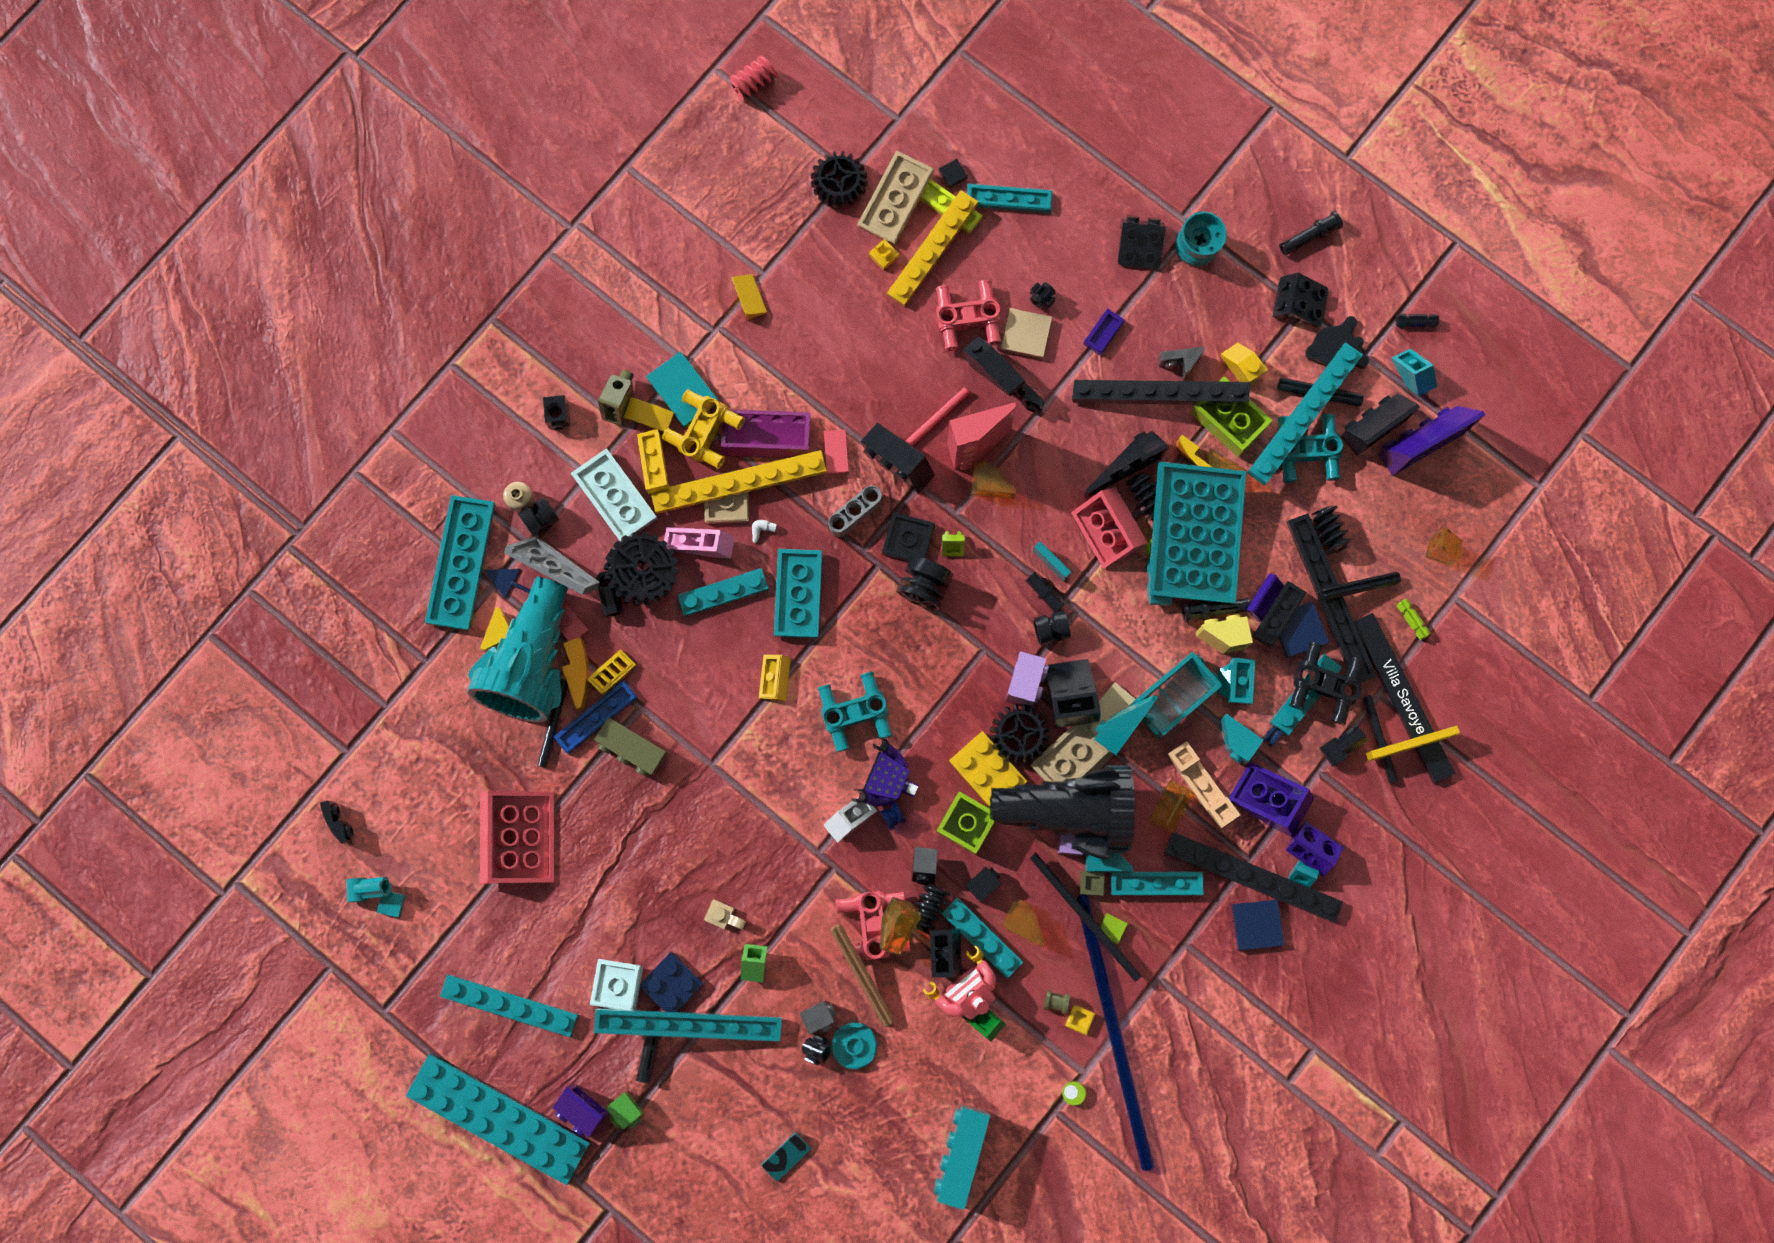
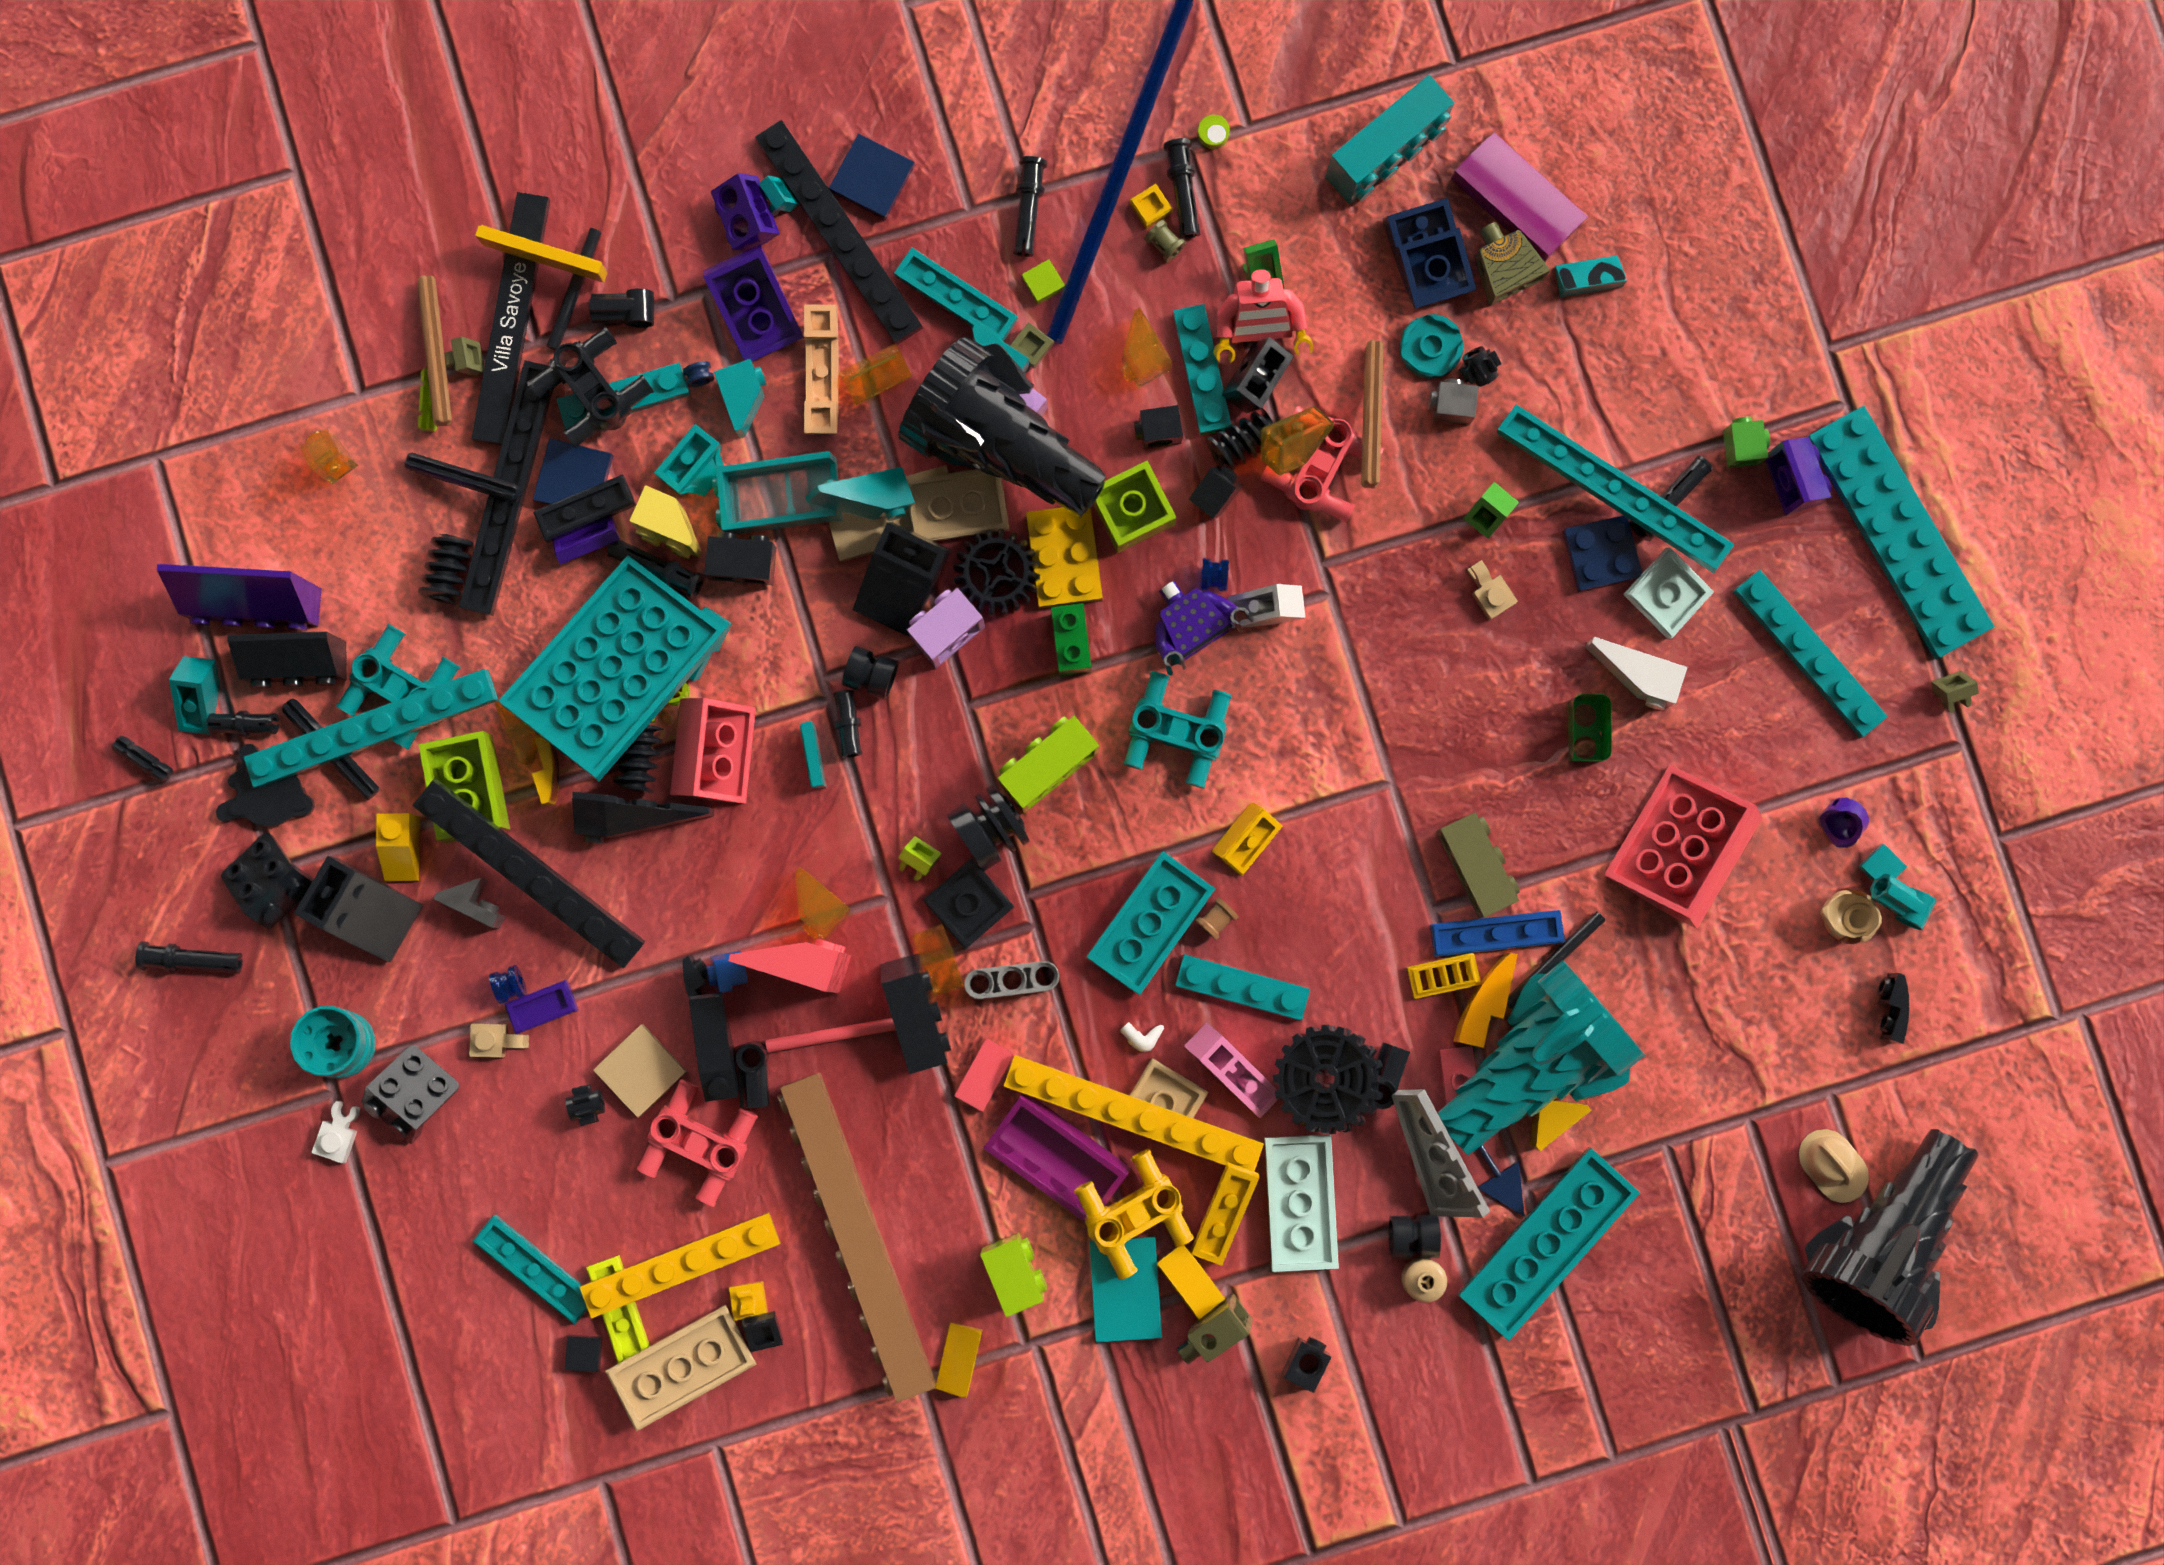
camera: 150 degrees left, 5 degrees up
(260, 672) = (1883, 1264): none -> black cone
(321, 711) = (1834, 1165): none -> tan piece
(392, 859) = (1851, 916): none -> tan hair
(408, 1040) = (1955, 688): none -> olive tile
(429, 913) = (1844, 821): none -> dark purple piece
(596, 925) = (1643, 674): none -> white slope
(597, 859) = (1602, 723): none -> green piece
(748, 354) = (1013, 1274): none -> lime brick
(762, 619) = (1217, 918): none -> medium nougat bush
(841, 1128) = (1507, 264): none -> olive torso
(848, 323) = (858, 1238): none -> medium nougat brick
(855, 175) = (725, 1470): black gear -> none
(860, 1179) = (1518, 196): none -> magenta slope
(865, 243) = (762, 1331): none -> black tile
(892, 1102) = (1429, 253): none -> dark blue slope
(903, 497) = (939, 959): none -> clear yellow slope
(915, 640) = (1048, 763): none -> lime brick
(950, 722) = (1071, 639): none -> green brick
(962, 368) = (753, 1079): none -> black piece
(1021, 414) = (725, 973): none -> blue bracket
(1074, 1050) = (1181, 174): none -> black pin
(1084, 915) = (1066, 311): black piece -> none
(1117, 297) = (492, 1040): none -> tan plate
(1130, 330) = (507, 984): none -> clear blue wheel
(1157, 978) = (1030, 191): none -> black pin
(1164, 195) = (336, 1137): none -> white plate
(1170, 642) = (740, 559): none -> black brick
(1240, 317) = (358, 908): none -> black slope
(1377, 374) = (243, 723): none -> black pin
(1411, 656) = (465, 356): none -> olive tile
(1431, 647) = (434, 351): none -> medium nougat axle

